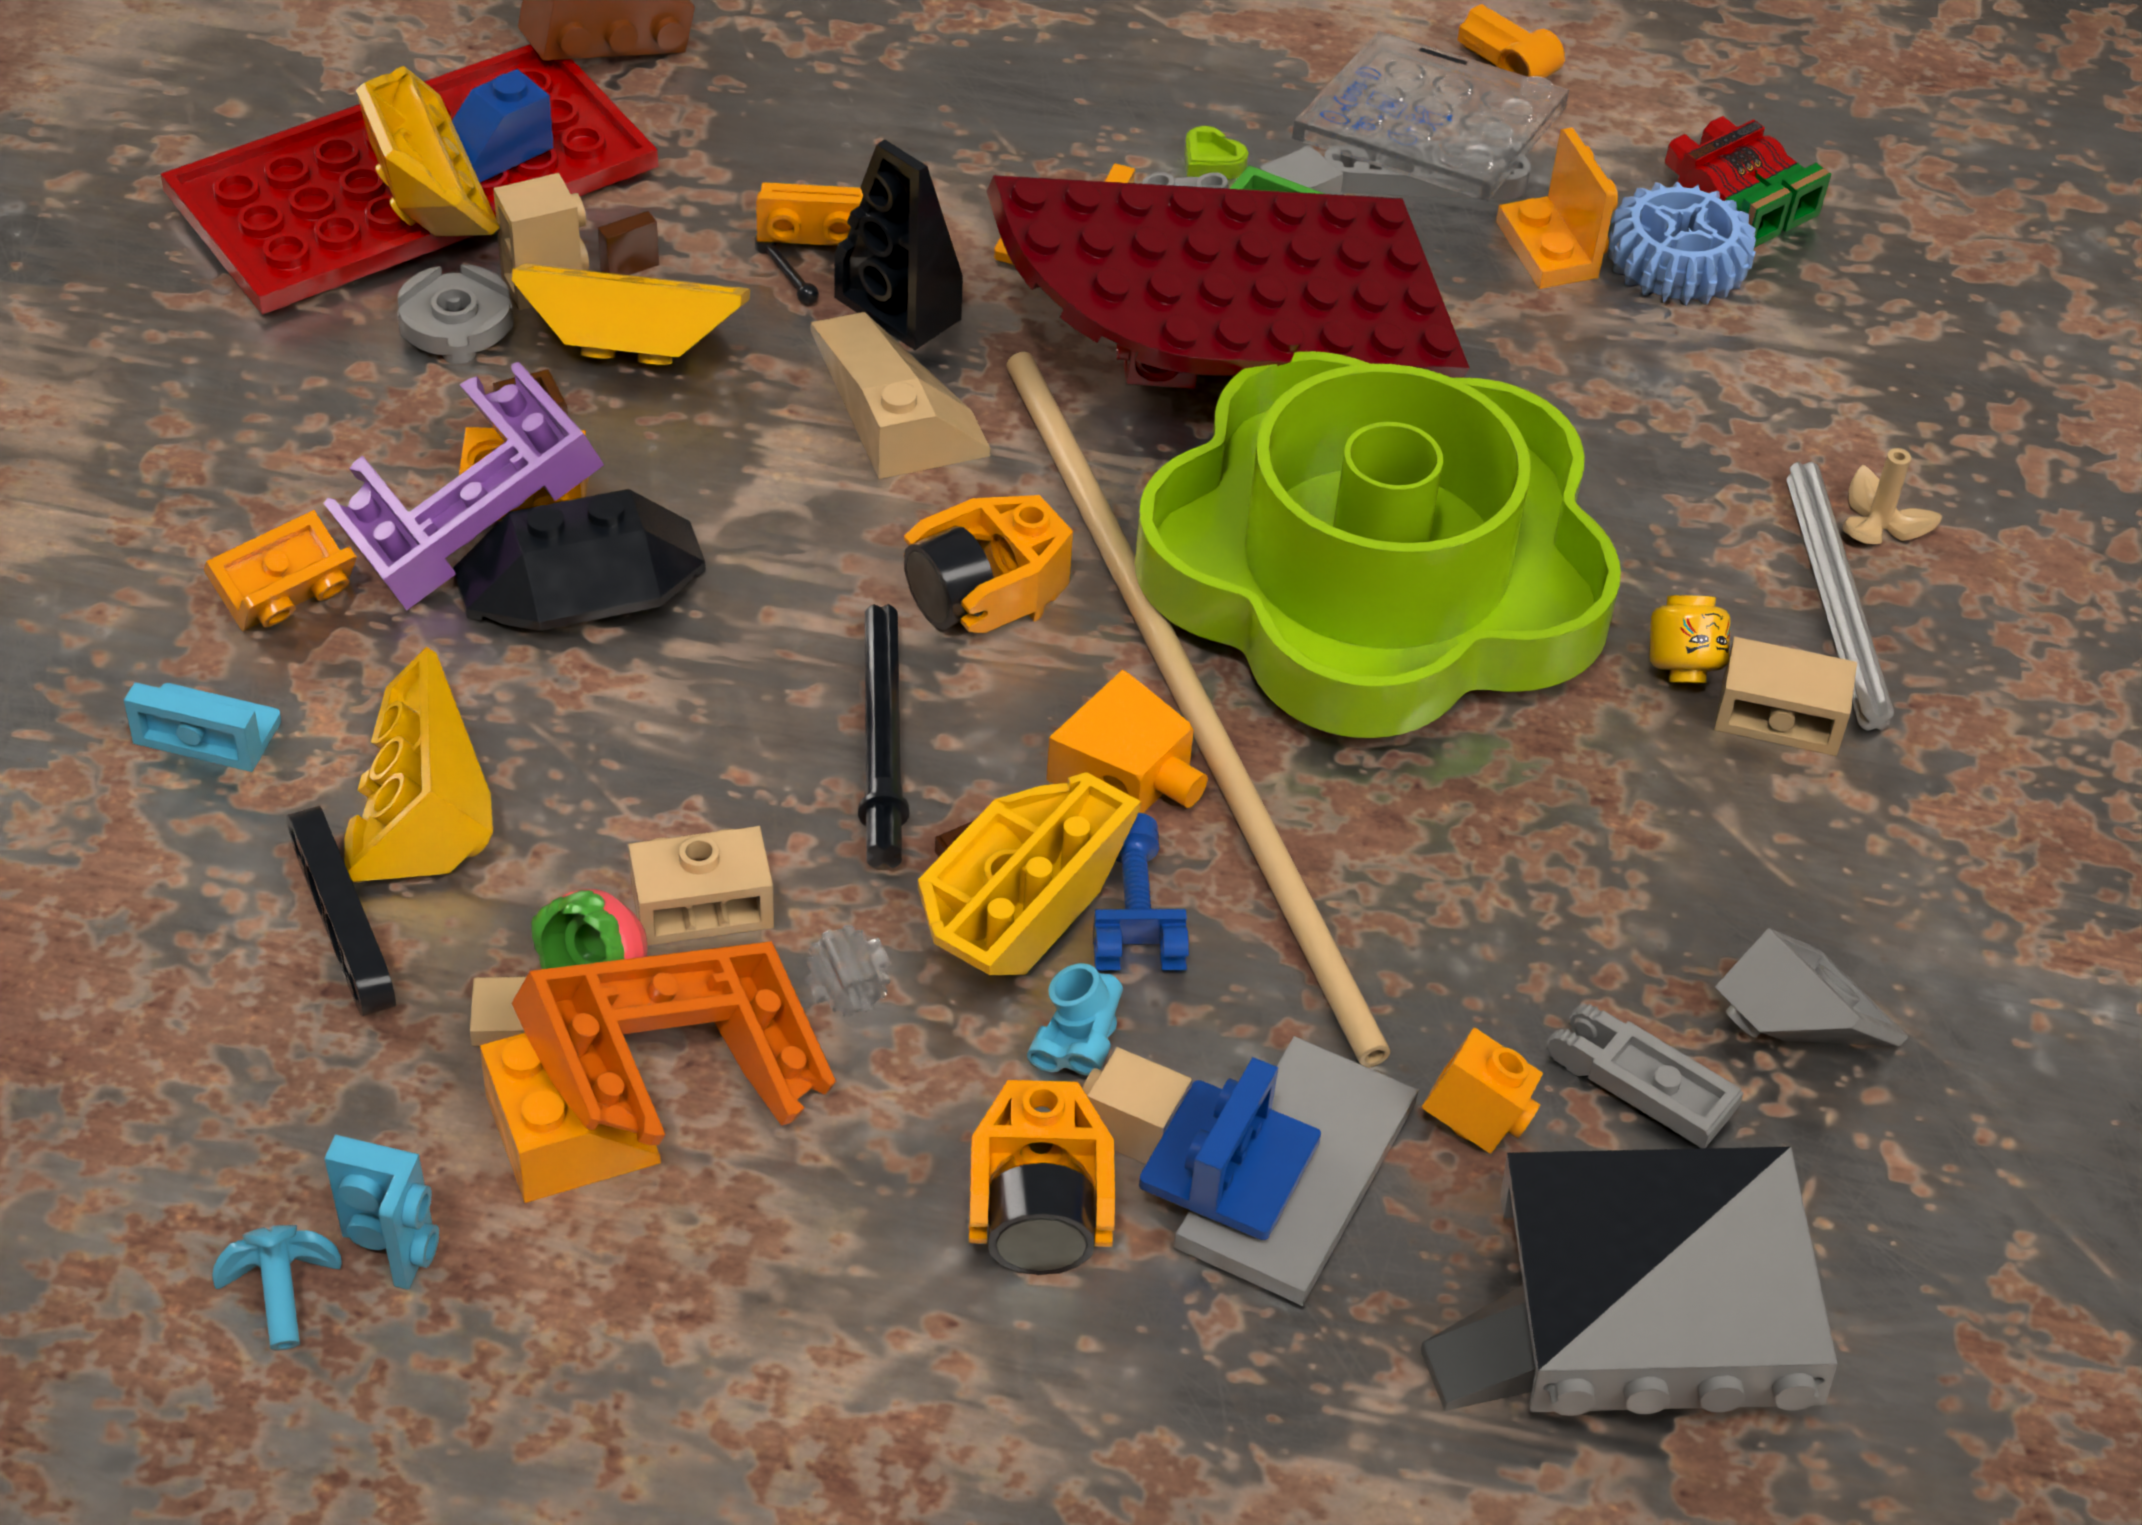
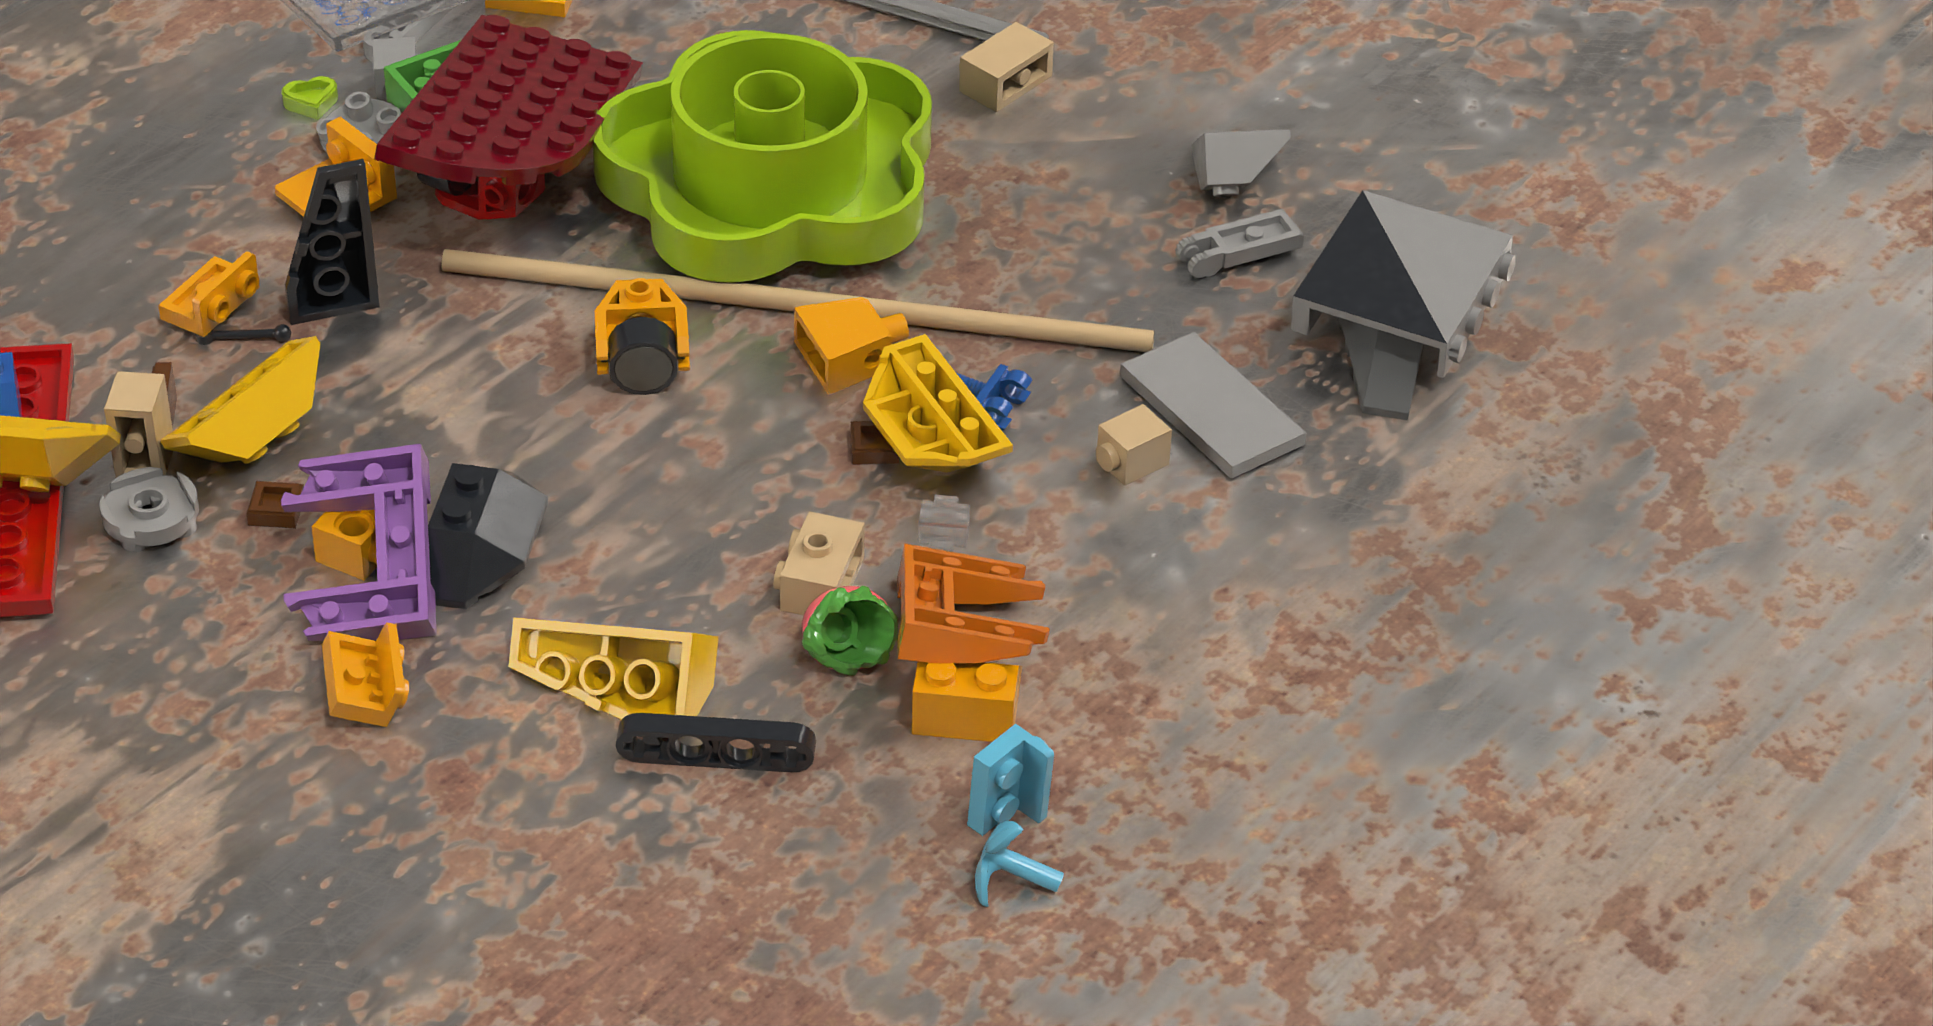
camera: 60 degrees left, 5 degrees down
(200, 724) = (479, 765): medium azure panel -> none
(492, 1009) = (855, 696): tan tile -> none
(883, 805) = (812, 465): black axle -> none
(894, 401) = (429, 329): tan wedge -> none
(1049, 1204) = (1141, 478): piece -> none
(1081, 1023) = (1054, 444): medium azure plate -> none
(1232, 1153) = (1203, 411): blue bracket -> none
(1485, 1092) = (1221, 300): light orange brick -> none
(1689, 638) = (942, 76): yellow head -> none

